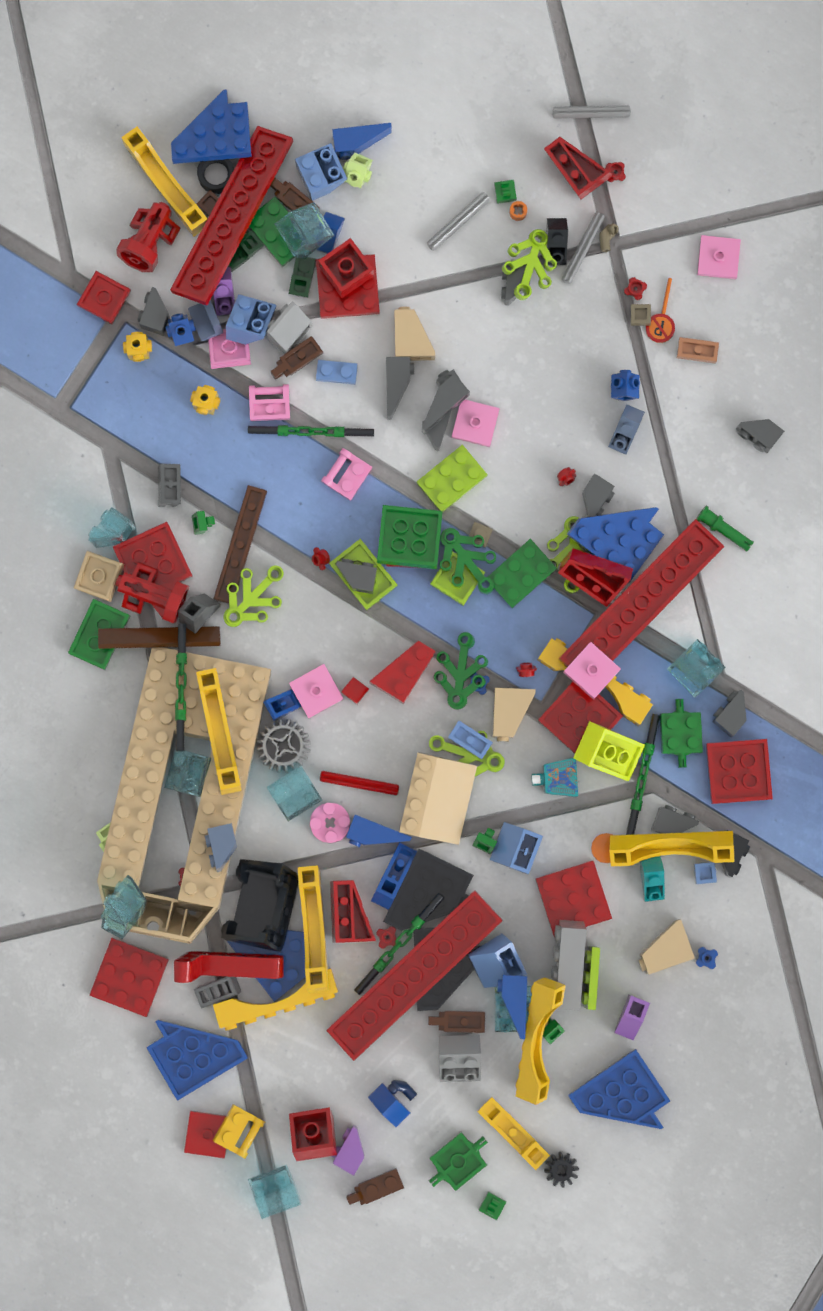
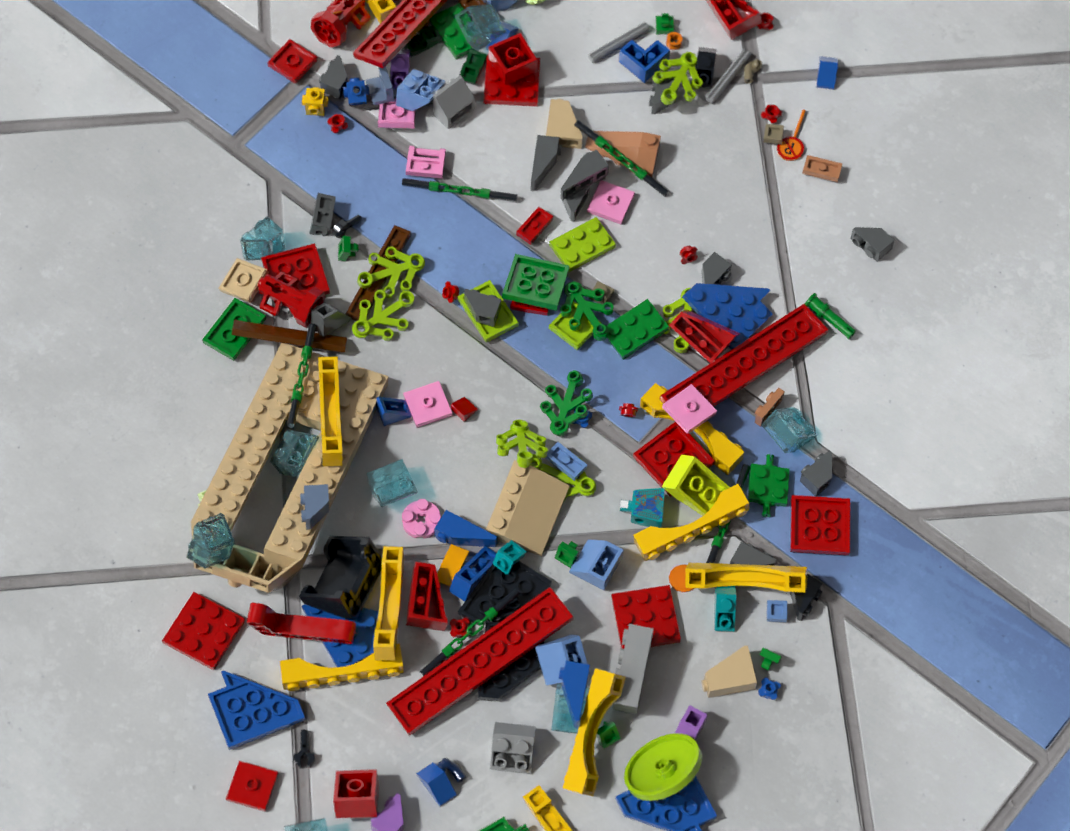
camera: 10 degrees right, 20 degrees down
(166, 362) = (337, 118): none -> red plate
(192, 498) = (341, 227): none -> black bar
(208, 406) = (368, 150): yellow brick -> none
(233, 1127) = (278, 780): yellow plate -> none
(234, 986) = (293, 645): flat silver slope -> none
(252, 1089) = (304, 750): none -> black bar
(257, 541) = (392, 269): none -> lime plant
(275, 761) = (380, 435): light grey gear -> none
(297, 358) = (456, 130): reddish brown hinge -> none
(336, 372) = (490, 146): medium blue plate -> none
(352, 478) = (490, 232): bright pink plate -> none
(360, 783) = (455, 488): red axle -> none
(369, 870) = (451, 564): none -> light orange slope
(398, 464) = (534, 225): none -> red plate
(404, 672) = (512, 396): red wedge -> none
(421, 727) = (521, 429): none -> lime plant
(427, 857) = (508, 556): none -> teal bracket
(459, 1021) = (517, 713): reddish brown hinge -> none
(483, 356) = (637, 146): none -> nougat wedge
(489, 248) = (643, 62): none -> blue brick
(503, 385) = (602, 142): none -> piece
(509, 711) = (608, 442): tan slope -> none
(590, 978) = (652, 686): lime plate -> none
(612, 1065) = (663, 767): none -> lime dish
(625, 385) = (752, 187): blue brick -> none
(626, 429) = (748, 223): sand blue slope -> none
(643, 768) = (657, 540): none -> yellow arch
(667, 651) = (772, 403): none -> nougat plate
(690, 226) = (827, 72): none -> blue slope
(704, 925) = (770, 657): none -> green tile
(718, 257) = (850, 98): bright pink plate -> none

